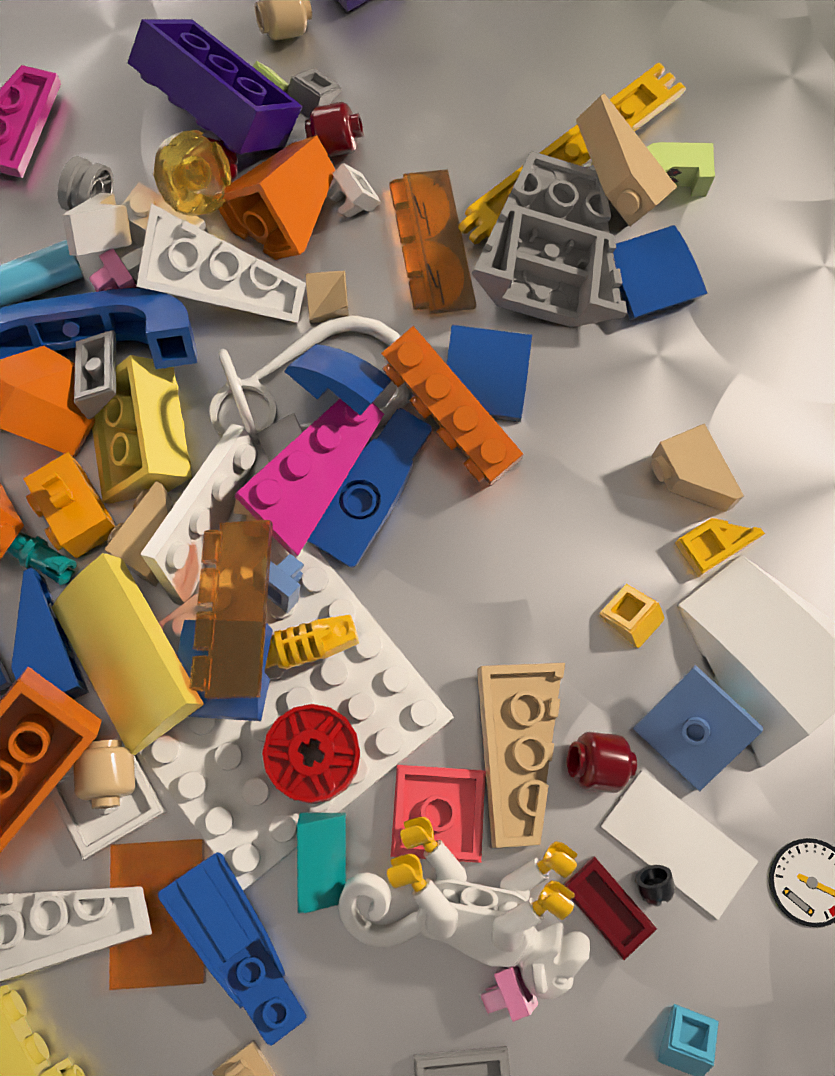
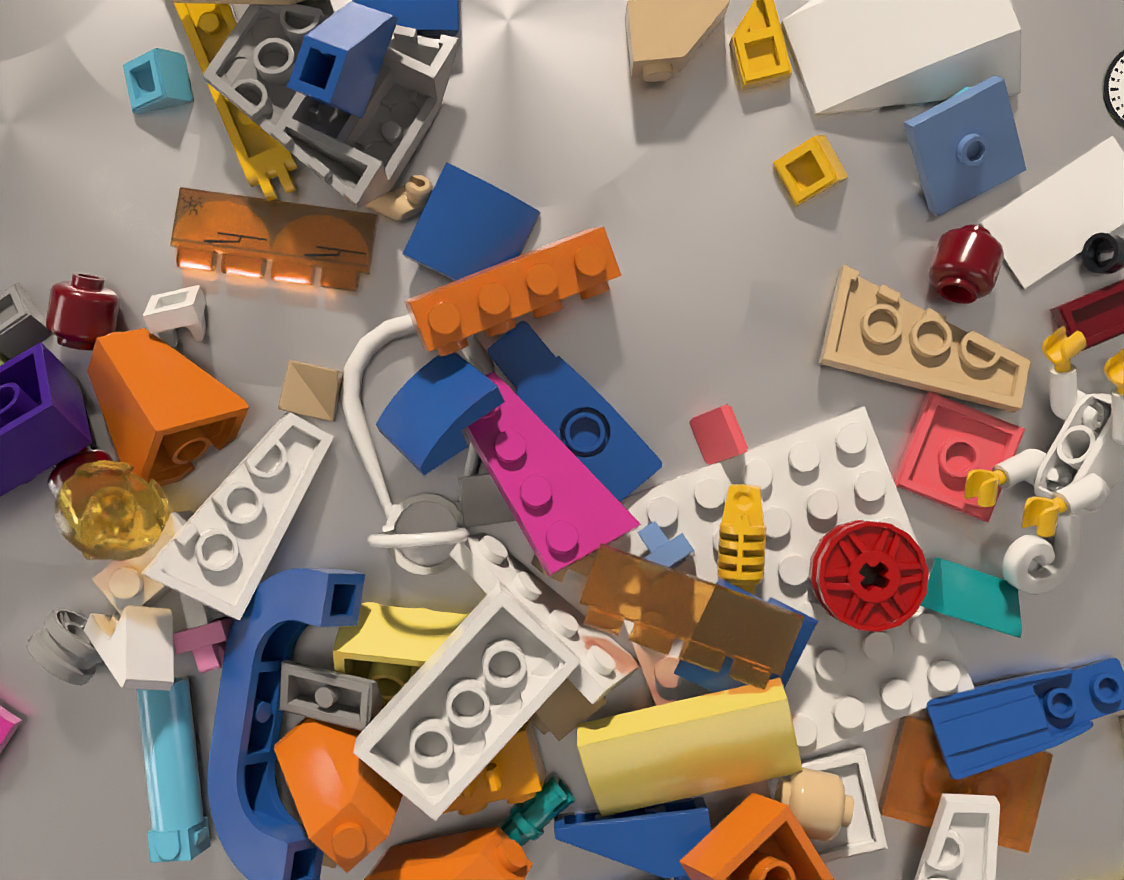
camera: 65 degrees left, 15 degrees up
(117, 457) = (466, 702): none -> white slope
(393, 607) = (718, 434): none -> coral slope
(490, 317) = (405, 200): none -> tan arm
(518, 134) = (157, 81): none -> medium azure slope
(577, 232) = (343, 58): none -> blue slope

